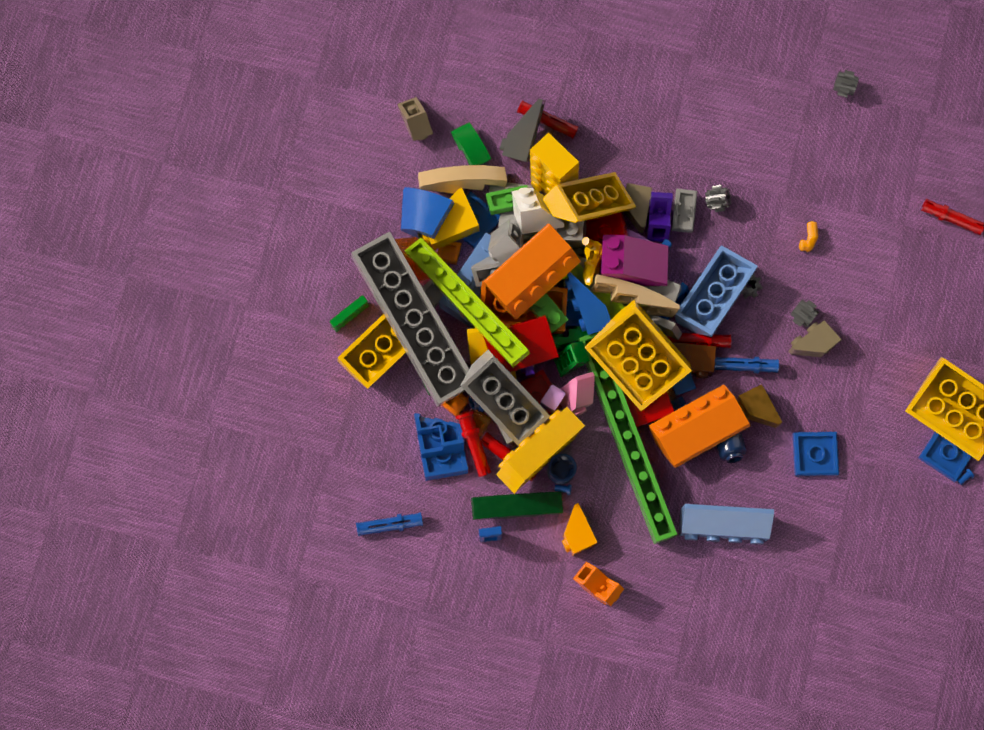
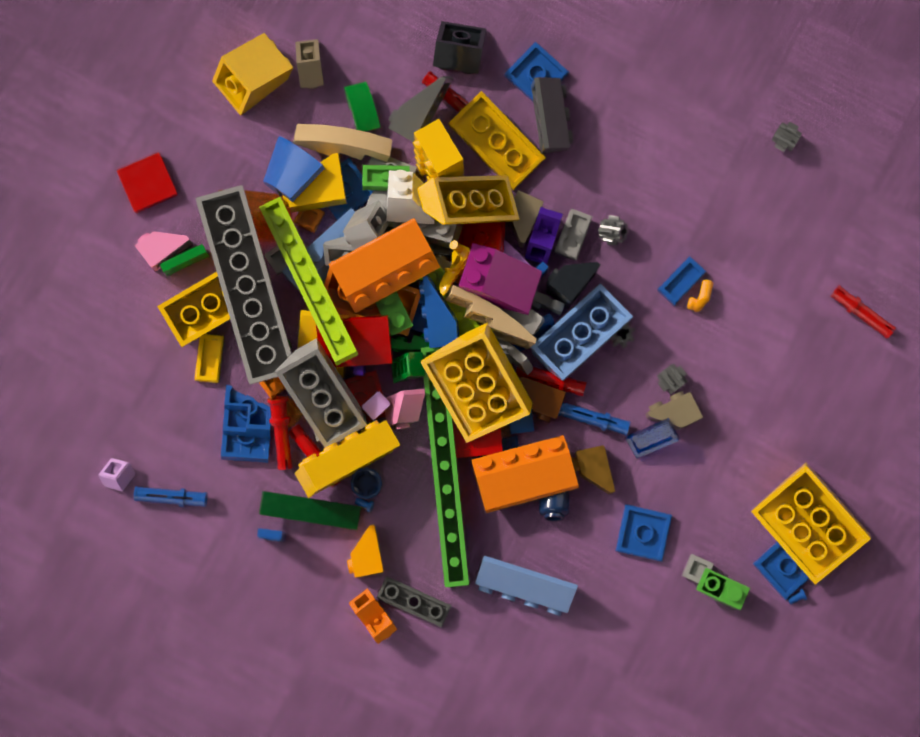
camera: 10 degrees right, 5 degrees up
(298, 255) = (147, 182): none -> red tile
(325, 307) = (161, 247): none -> bright pink slope
(336, 516) = (116, 474): none -> lavender slope
(366, 139) = (251, 72): none -> yellow slope
(392, 395) = (209, 358): none -> yellow tile
(542, 75) = (459, 47): none -> black slope
(596, 144) = (496, 140): none -> yellow tile
(614, 81) = (533, 64): none -> blue tile
(637, 112) = (551, 115): none -> dark grey slope
(644, 566) = (428, 608): none -> dark grey tile
(682, 275) = (544, 301): none -> light grey plate
(692, 252) = (570, 281): none -> black slope
(788, 228) = (681, 281): none -> blue tile
(802, 368) = (652, 438): none -> clear blue tile
(872, 474) = (695, 568): none -> light grey plate
(900, 485) = (722, 589): none -> bright green slope

